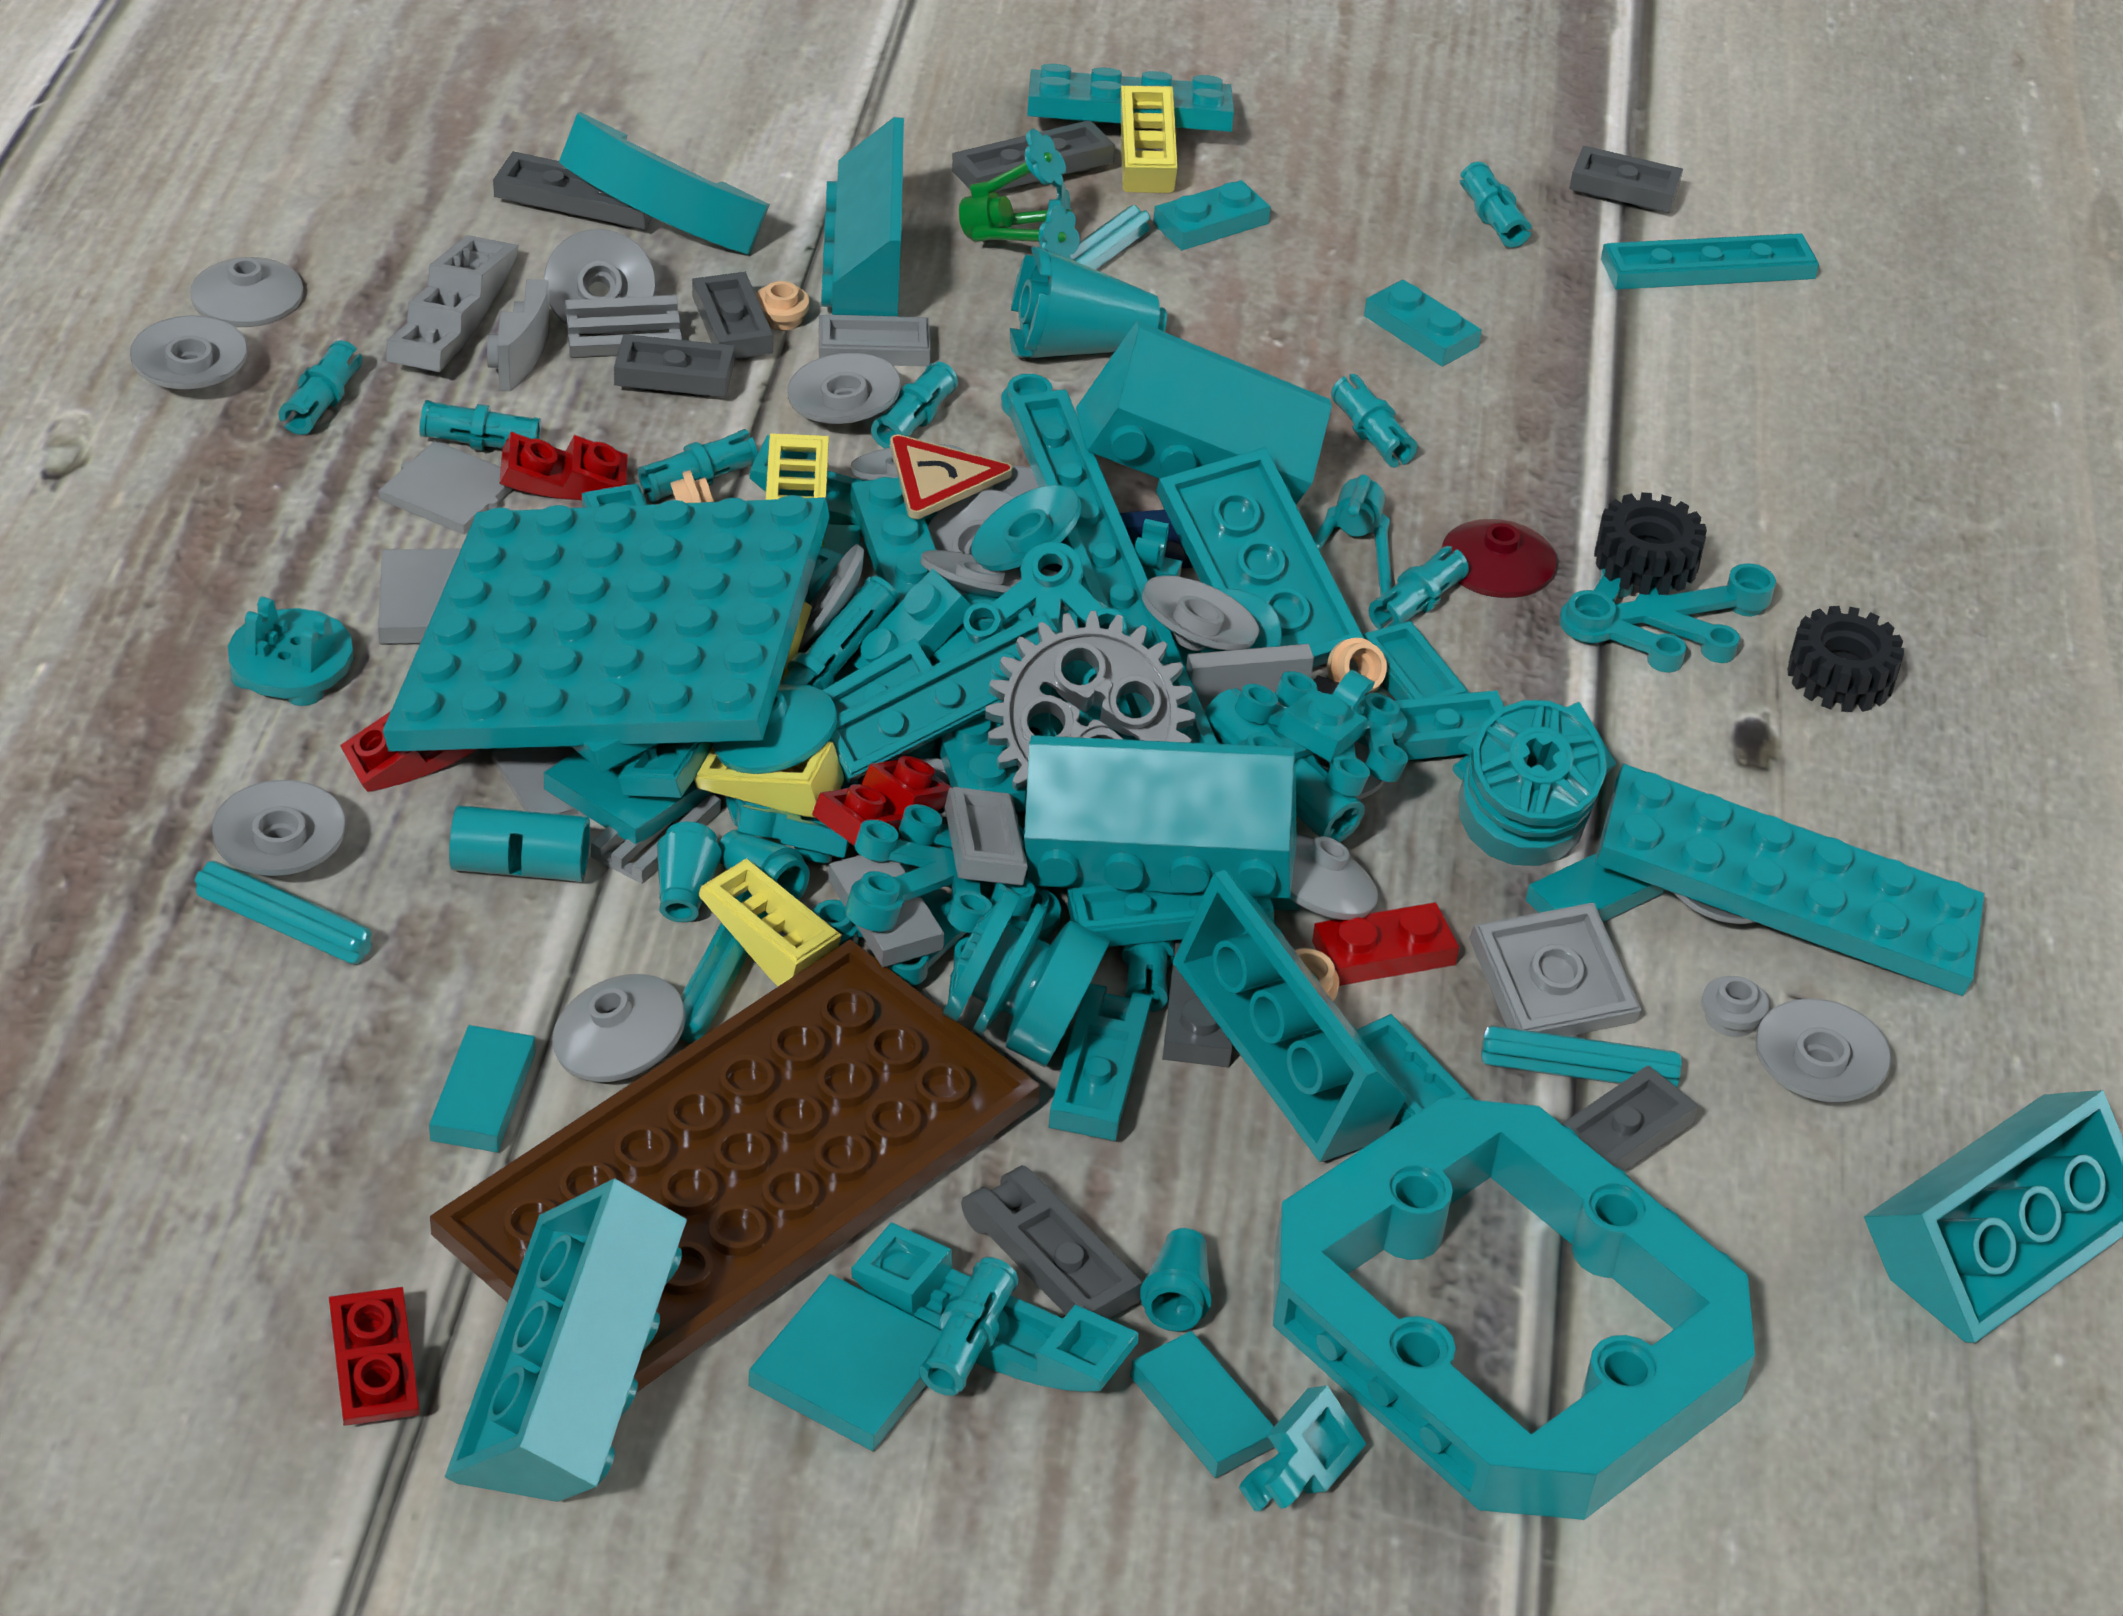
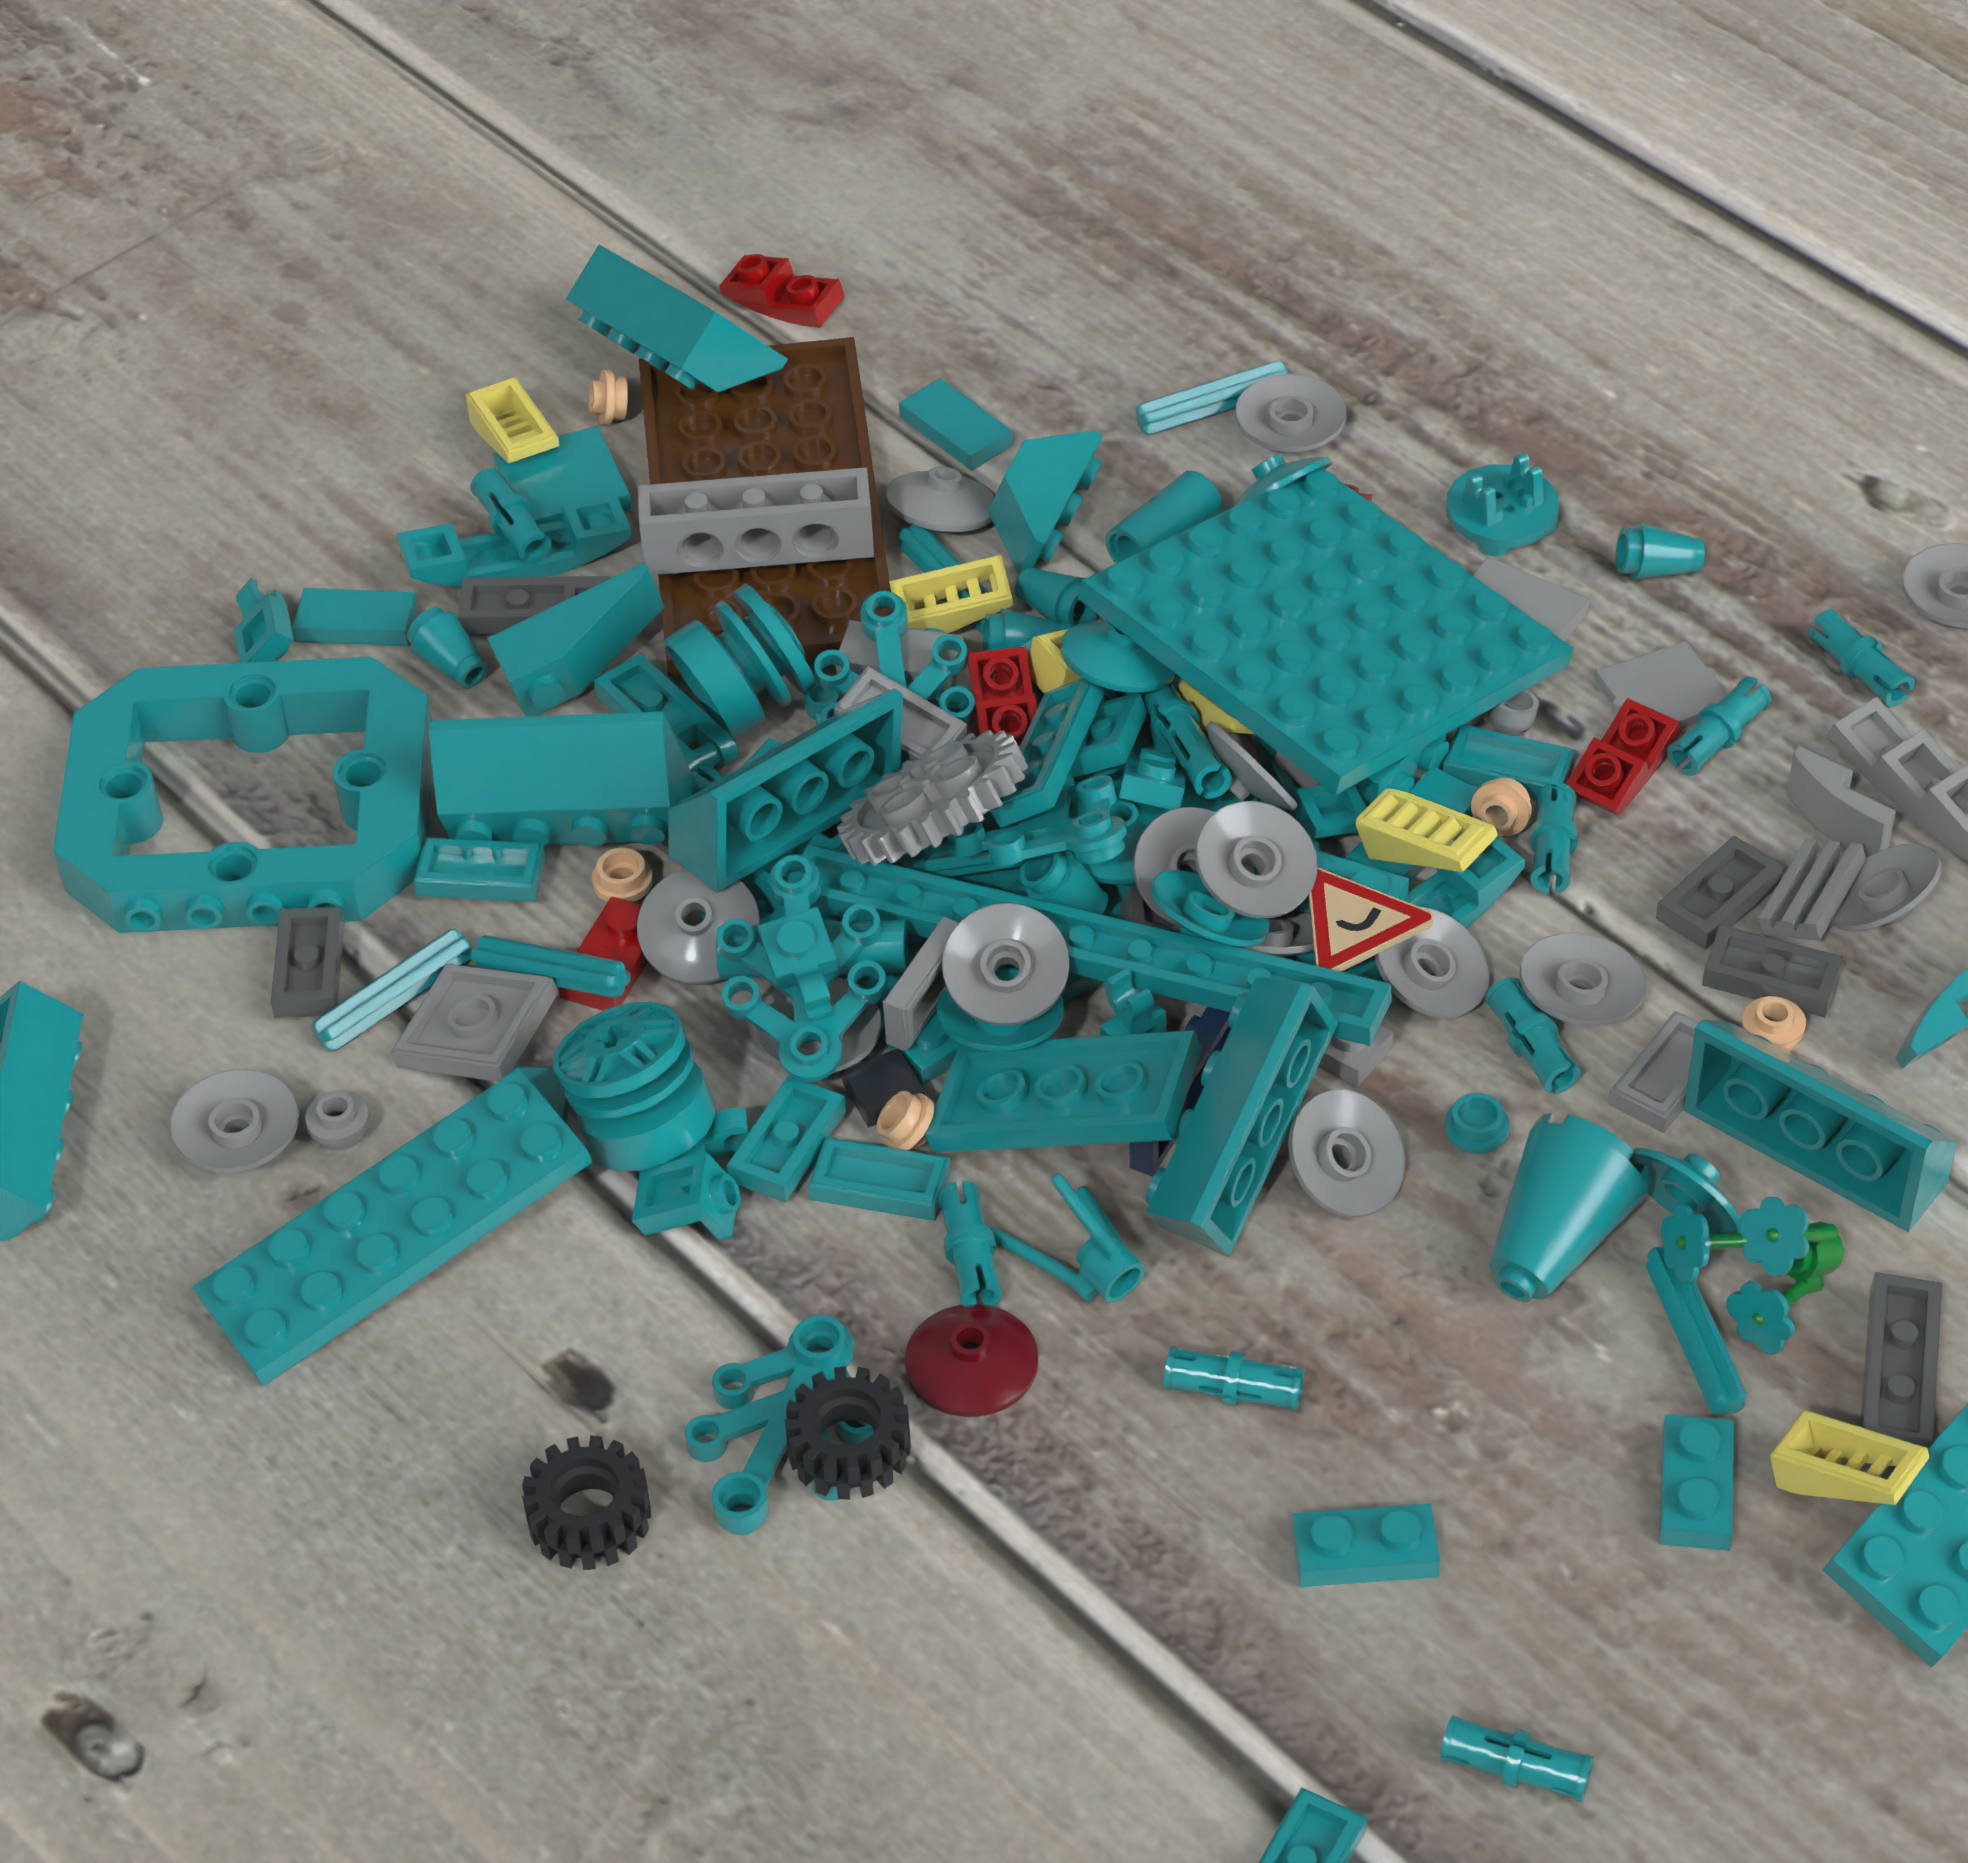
camera: 135 degrees right, 5 degrees up
(286, 533) = (1657, 552): none -> teal cone
(446, 761) = (1277, 473): none -> teal dish
(557, 936) = (1041, 493): none -> teal slope
(696, 1386) = (608, 397): none -> light nougat plate
(805, 1480) = (510, 421): none -> light yellow slope
(838, 1061) = (755, 521): none -> light grey brick
(952, 523) = (1271, 843): none -> light grey dish
(1008, 253) = (1688, 1183): none -> teal dish
(1094, 1154) = (574, 641): none -> teal slope
(1460, 943) = (567, 968): none -> teal axle

